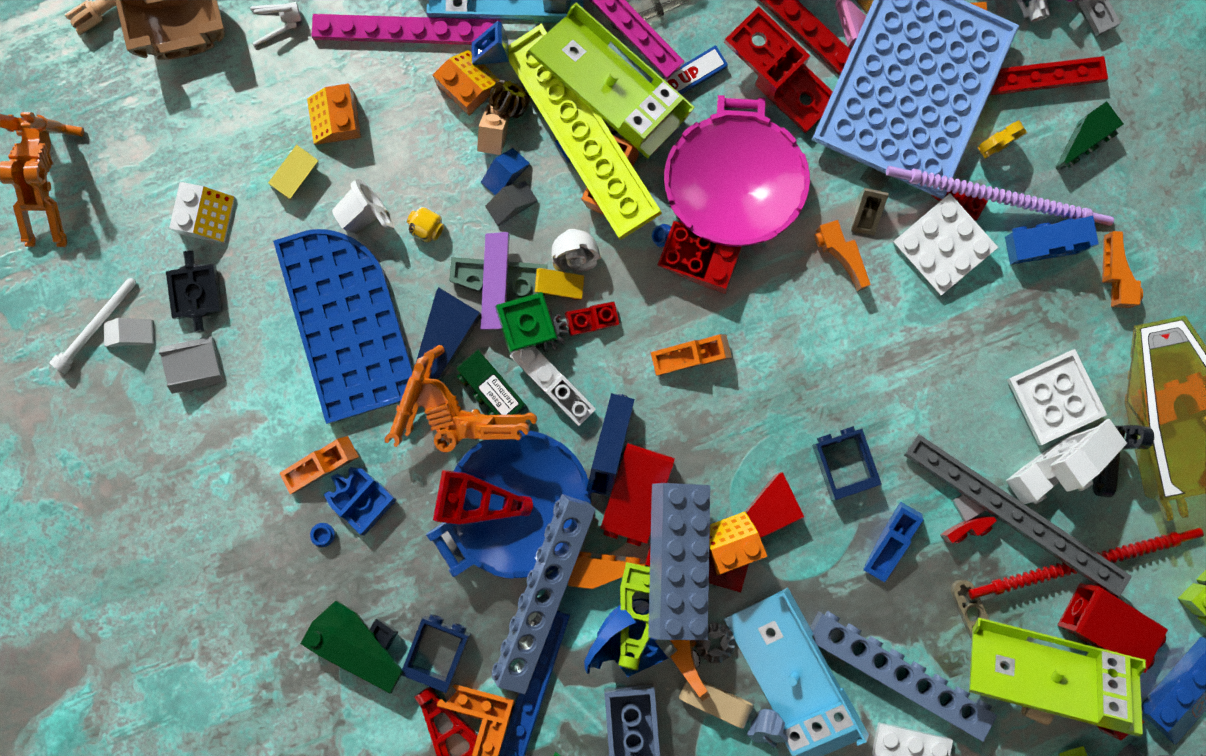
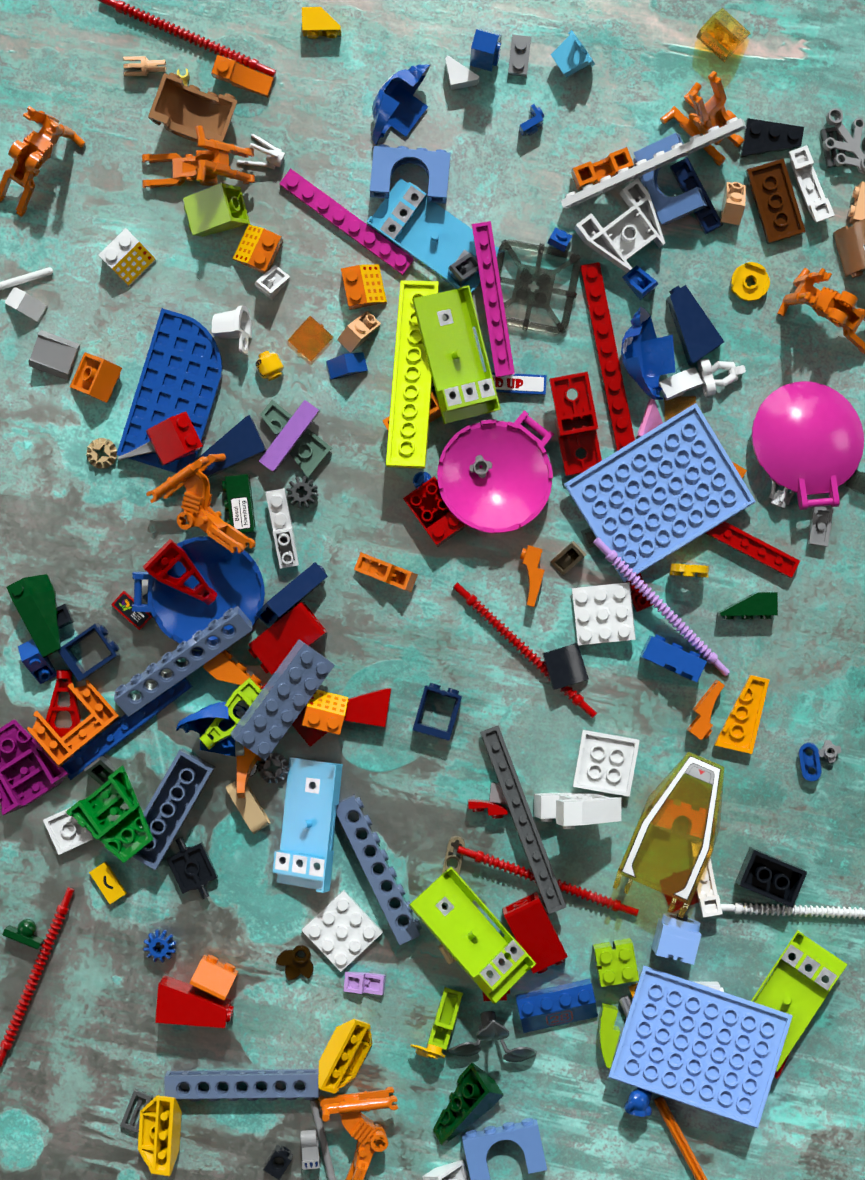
camera: 30 degrees right, 5 degrees up
(193, 291) = (87, 306): black plate -> none
(220, 64) = (203, 166): none -> orange piece
(251, 357) = (96, 377): none -> orange slope
(262, 104) = (216, 210): none -> lime slope
(293, 172) = (205, 270): light yellow hinge -> none
(318, 440) = (109, 449): none -> tan gear
(319, 464) = (94, 478): orange slope -> none
(322, 534) = (66, 525): blue plate -> none
(358, 389) = (144, 449): none -> light grey piece
(359, 499) = (105, 519): blue plate -> none
(370, 140) = (272, 282): none -> white slope
(376, 363) = (174, 438): none -> red slope
(392, 706) = (39, 667): none -> blue slope
(440, 577) = (123, 605): none -> tile
(449, 170) = (310, 338): none -> clear orange piece
(491, 46) = (393, 275): blue slope -> none
(509, 98) = (381, 319): dark brown gear -> none
(510, 202) = (337, 388): dark grey slope -> none
(525, 322) = (290, 478): green plate -> none
(559, 284) = (331, 466): yellow tile -> none
(575, 251) = (355, 450): white cylinder -> none
(592, 319) = (337, 503): red slope -> none
(719, 175) = (480, 471): none -> light grey plate
(767, 728) = (269, 844): sand blue piece -> none
(893, 541) = (433, 782): blue slope -> none
(944, 326) = (565, 666): none -> black slope
(979, 351) = (471, 600): none -> red hose
(1106, 481) = (629, 821): black beam -> none
(1163, 253) = (744, 719): none -> light orange wing

